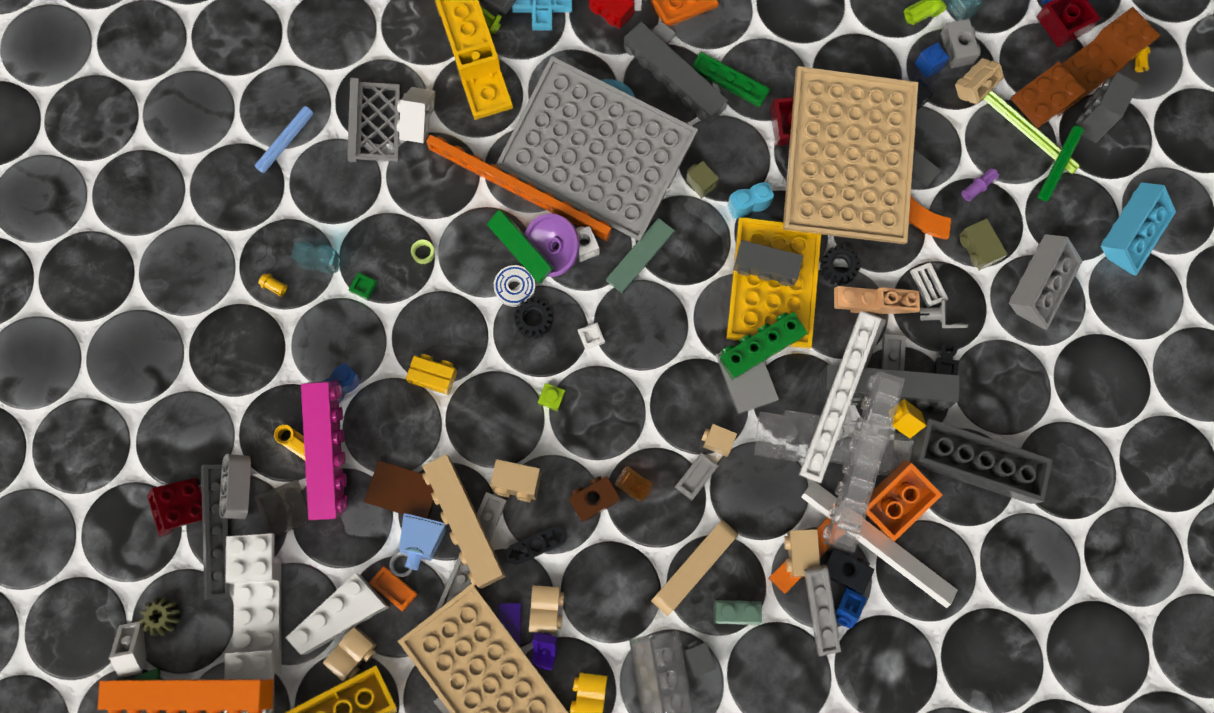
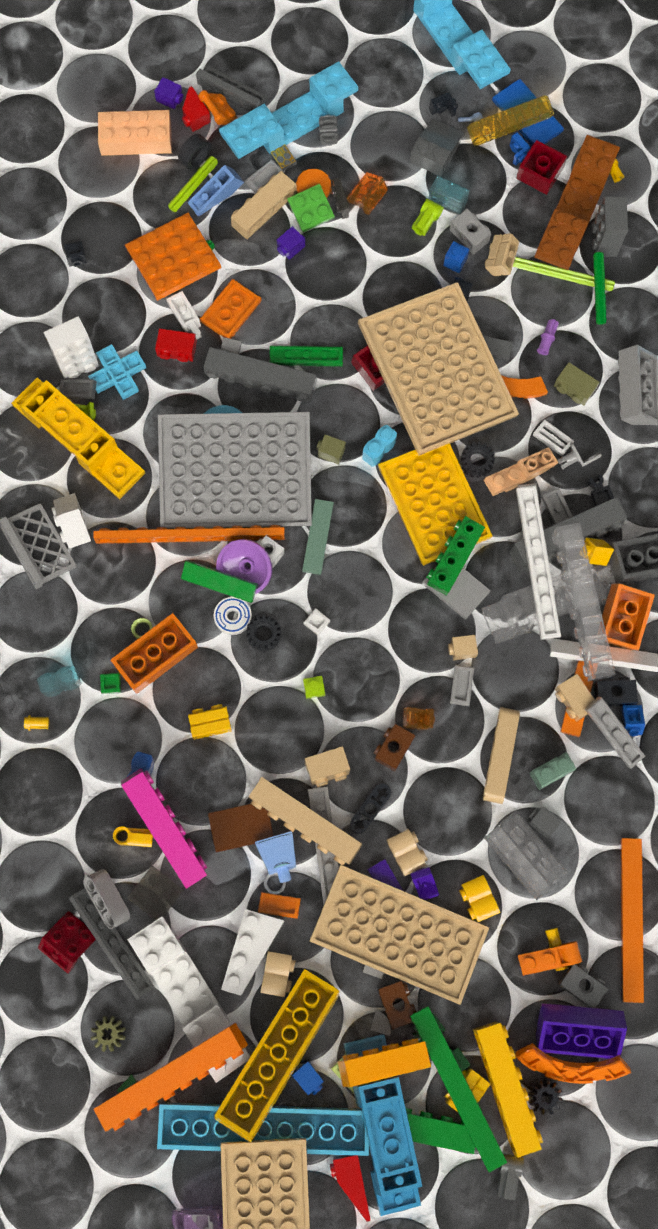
camera: 30 degrees left, 0 degrees up
(128, 650) = (100, 1072): white slope -> none
(417, 280) = (154, 653): none -> orange brick
(767, 263) = (422, 489): dark grey brick -> none

